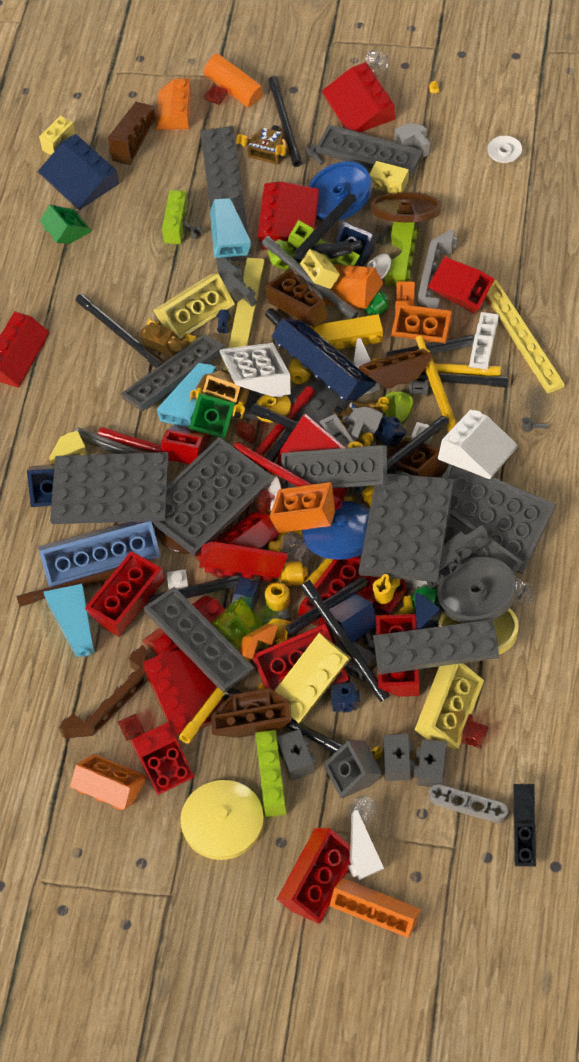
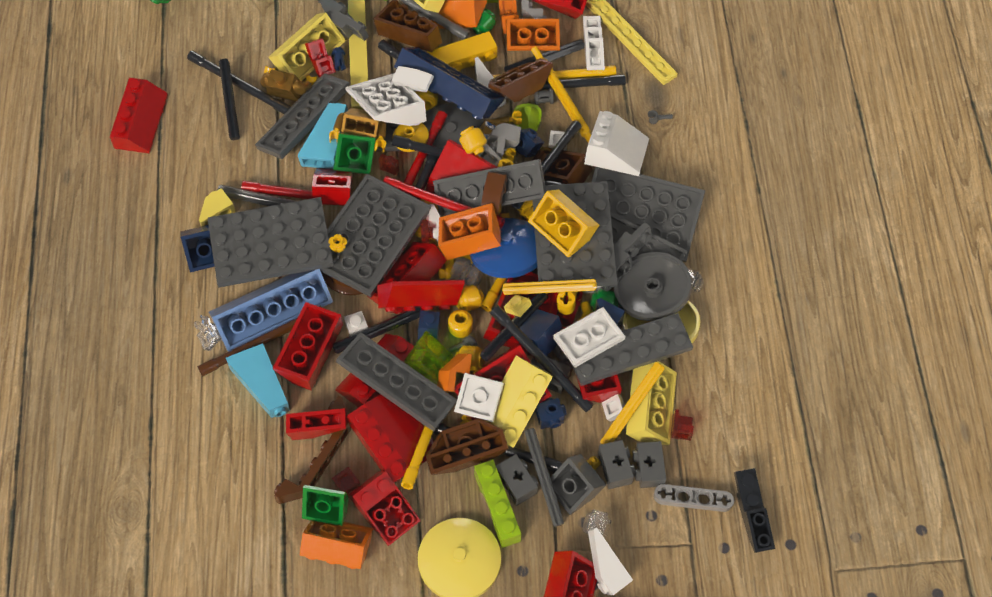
camera: 20 degrees left, 5 degrees up
(34, 567) = (208, 333): none -> clear plate
(104, 743) = (324, 505): none -> green slope
(105, 350) = (229, 100): none -> black axle
(112, 667) = (315, 423): none -> red slope
(174, 503) = (340, 246): none -> yellow plate
(203, 317) = (320, 59): none -> red slope
(275, 668) = (479, 397): none -> white tile
(286, 350) = (413, 78): none -> white slope
(322, 756) = (544, 477): none -> dark grey axle
(326, 418) = (473, 140): none -> yellow head
(334, 586) = (517, 305): none -> light yellow plate
(335, 470) = (494, 189): none -> reddish brown slope
(368, 572) = (549, 286): none -> yellow axle
(396, 511) = (563, 222): none -> yellow slope
(396, 627) = (589, 337): none -> white tile
(410, 703) = (613, 407): none -> white plate
(428, 699) = (633, 403): none -> yellow axle

